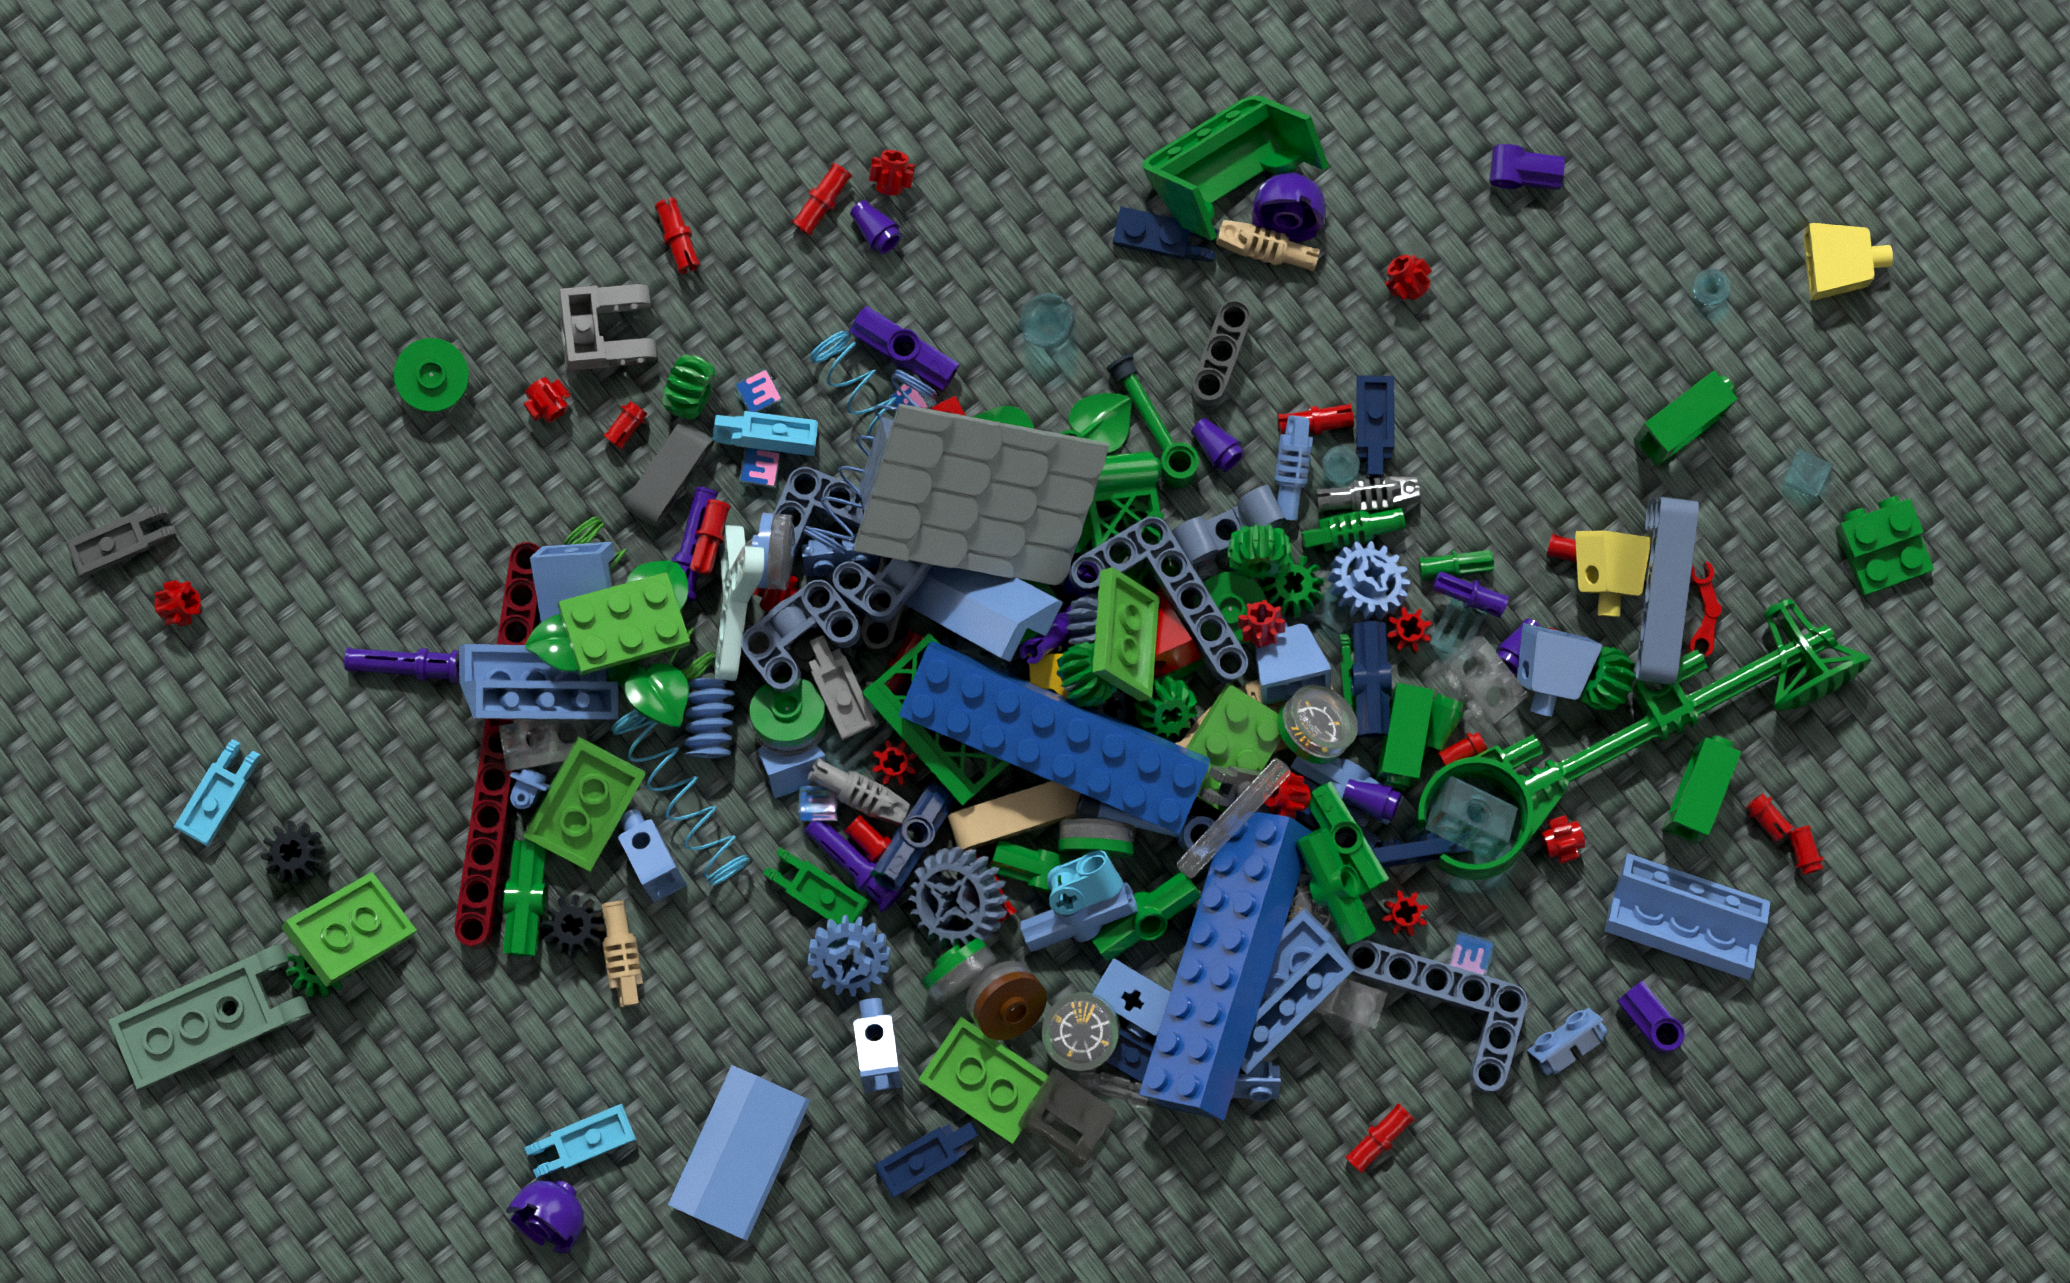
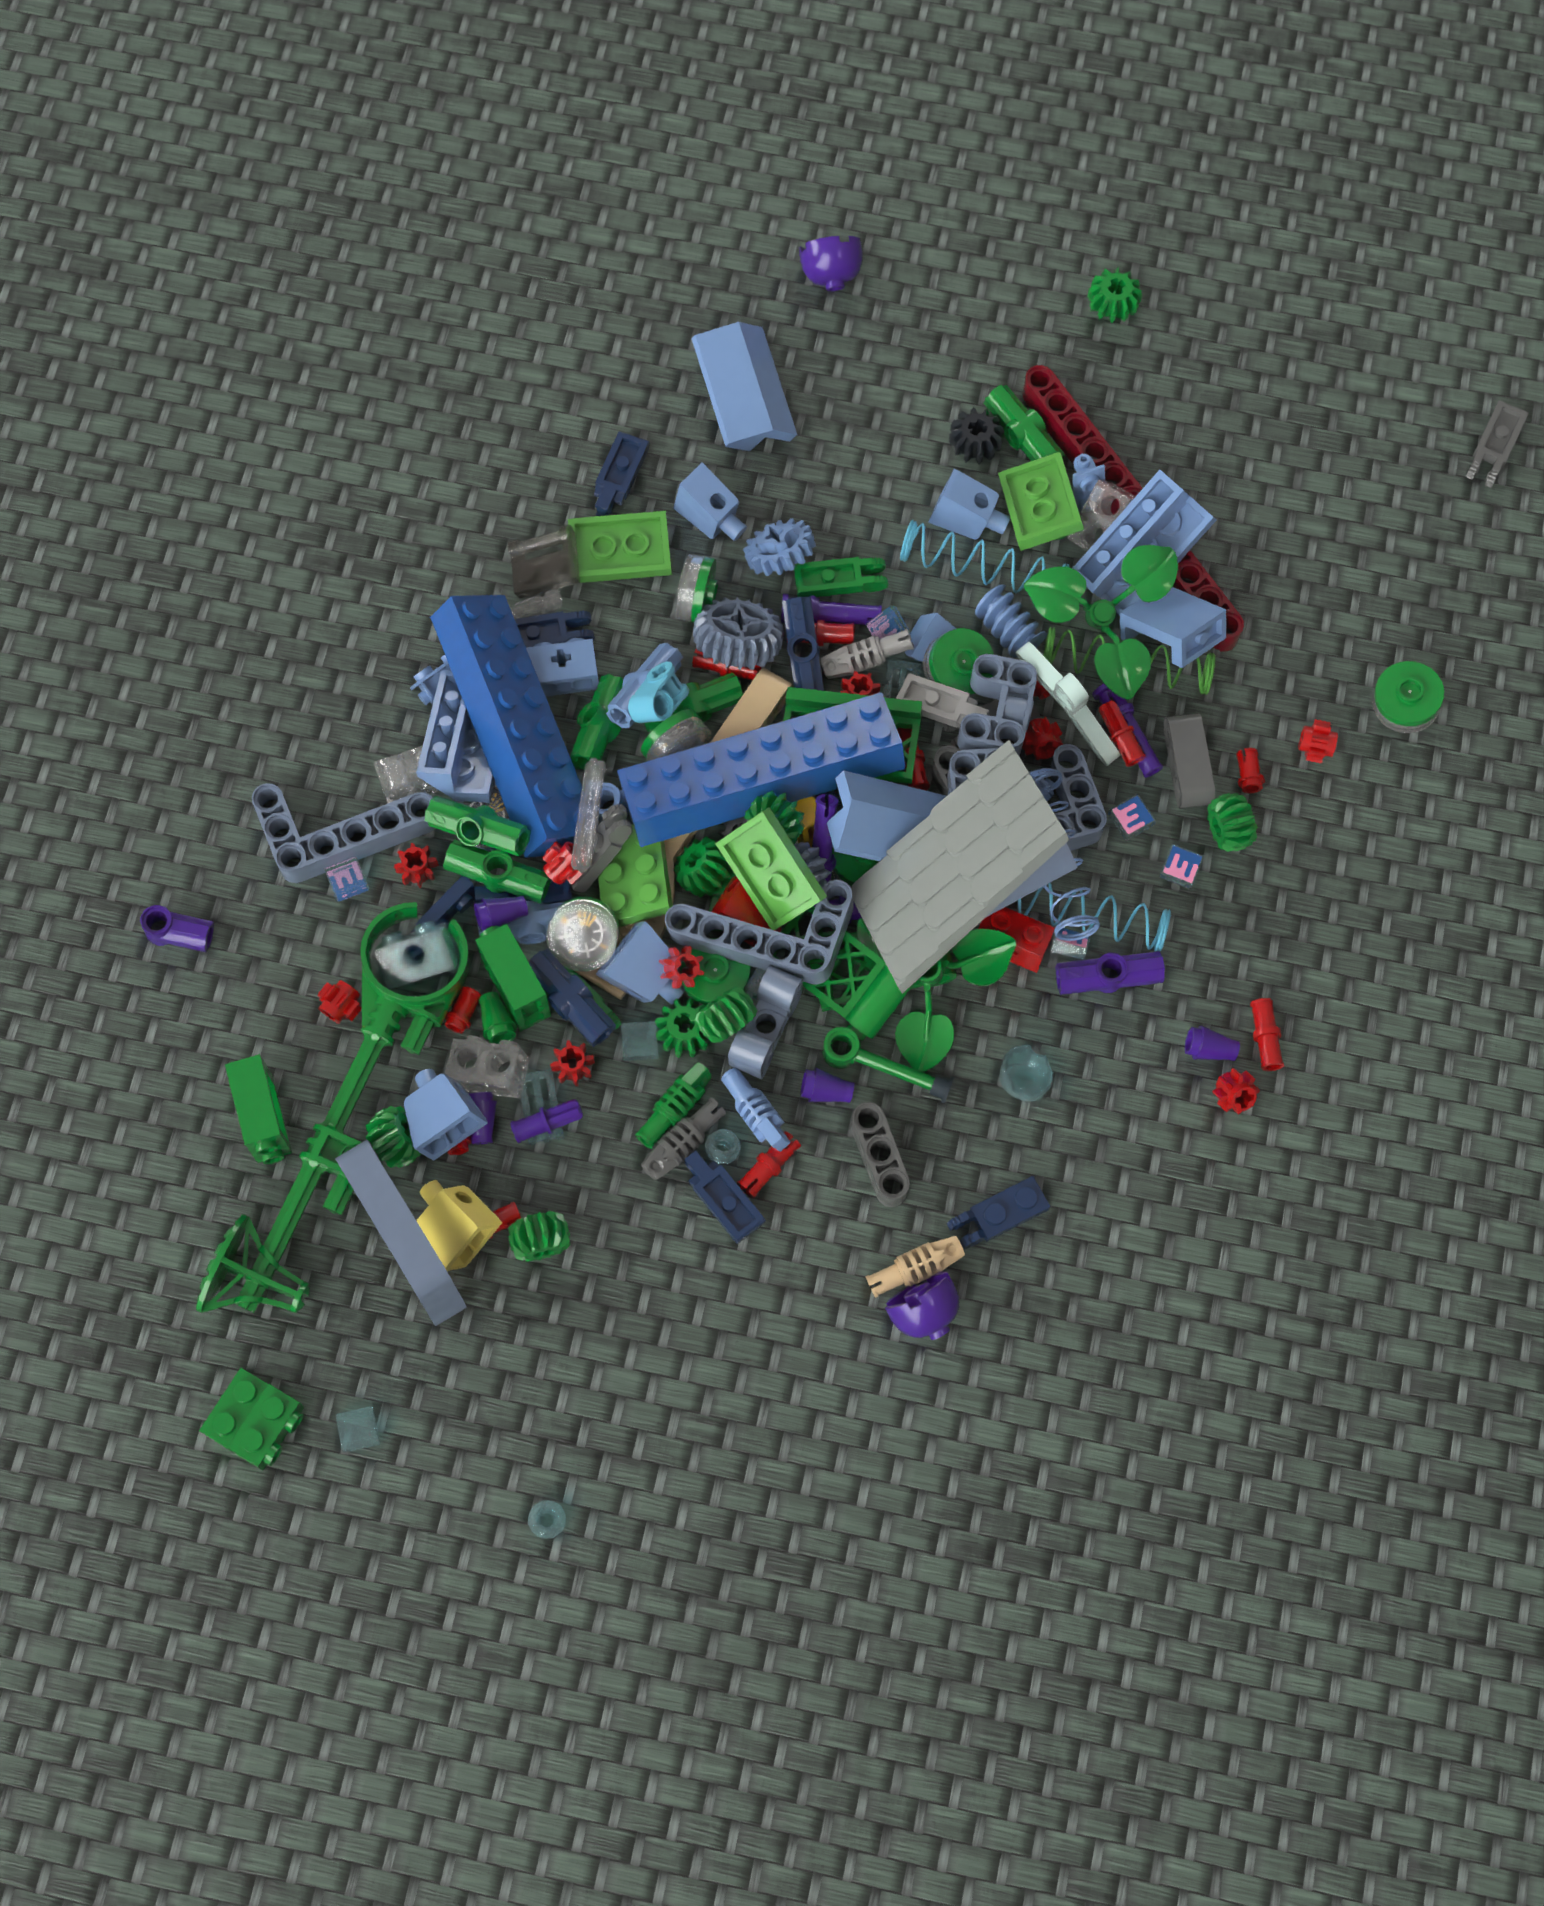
camera: 140 degrees right, 10 degrees down
(177, 603) = (1416, 422): red gear -> none
(191, 1023) = (1156, 205): sand green hinge -> none
(216, 795) = (1278, 343): medium azure hinge -> none
(296, 865) = (1196, 345): black gear -> none
(348, 929) = (1116, 319): bright green plate -> none
(420, 664) = (1231, 515): dark purple pin -> none
(580, 330) = (1340, 804): light grey brick -> none
(585, 1140) = (850, 323): medium azure hinge -> none
(621, 954) = (930, 443): tan hinge -> none
(623, 623) = (1122, 612): bright green plate -> none
(677, 235) = (1341, 926): red pin -> none
(767, 432) = (1147, 840): medium azure hinge -> none
(778, 541) = (1067, 740): clear piece -> none
(1006, 1000) = (648, 594): reddish brown piece -> none
(1081, 1031) = (579, 609): clear piece -> none
(1226, 153) = (1010, 1297): green windscreen -> none
(1368, 580) = (616, 1064): medium blue gear -> none
(1379, 1138) = (315, 709): red pin -> none
(1408, 277) = (788, 1326): red gear -> none
(1456, 564) = (576, 1140): green axle -> none
(1516, 168) = (776, 1488): dark purple piece -> none
(1551, 502) = (539, 1236): none -> green gear
(1553, 1048) = (235, 859): medium blue hinge -> none
(1686, 417) = (483, 1384): green window -> none
(1687, 916) = (204, 1021): medium blue slope -> none
(1711, 611) = (353, 1261): red piece -> none
(1767, 815) = (196, 1140): red pin -> none
(1805, 850) = (148, 1137): red pin -> none
(1841, 259) = (457, 1627): light yellow torso -> none

